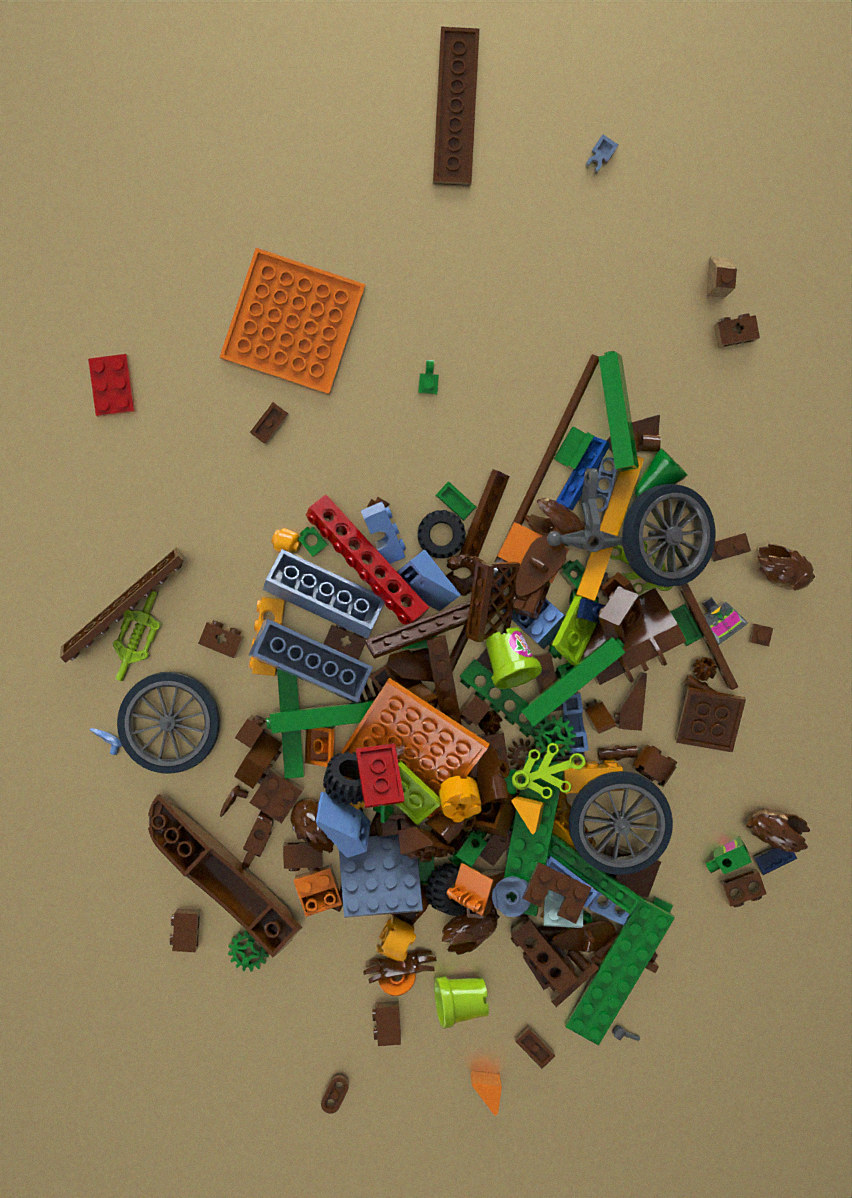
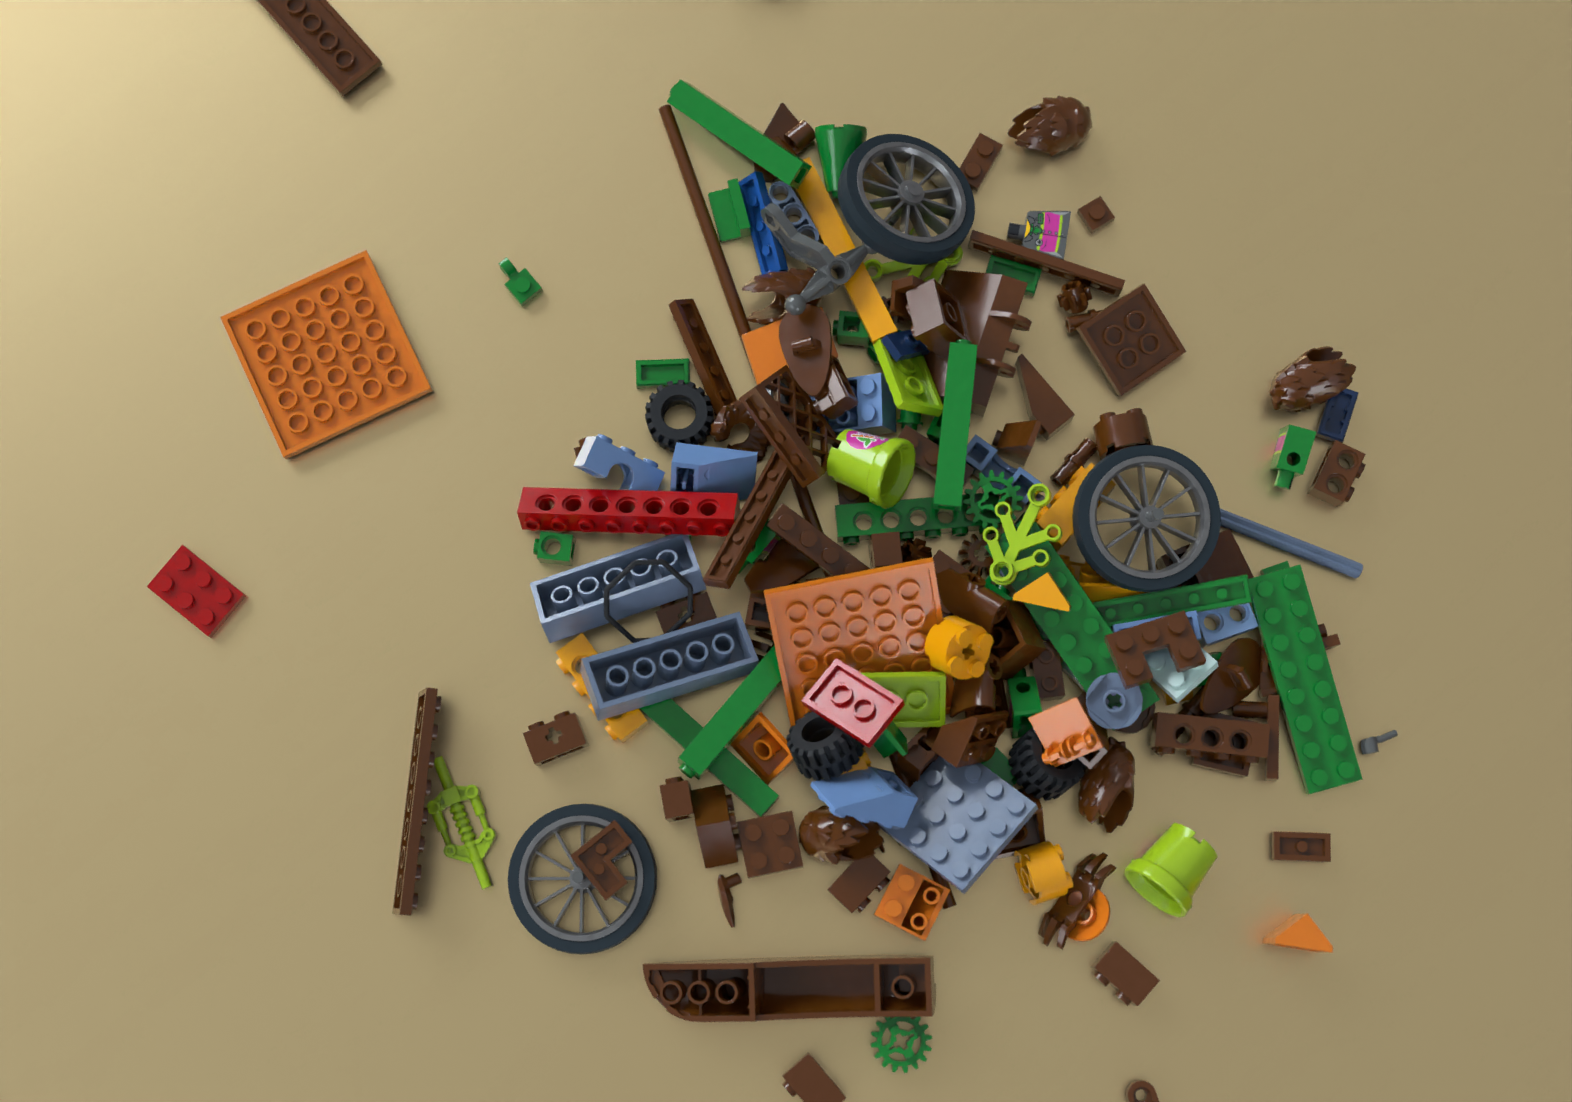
camera: 35 degrees left, 10 degrees down
(109, 738) = (534, 960): medium blue bar -> none
(181, 723) = (596, 856): none -> reddish brown plate
(258, 838) = (794, 910): reddish brown piece -> none
(269, 423) = (397, 474): reddish brown plate -> none
(286, 540) = (526, 571): light orange head -> none
(330, 596) = (624, 573): none -> black piece
(683, 899) = (1290, 544): none -> sand blue axle

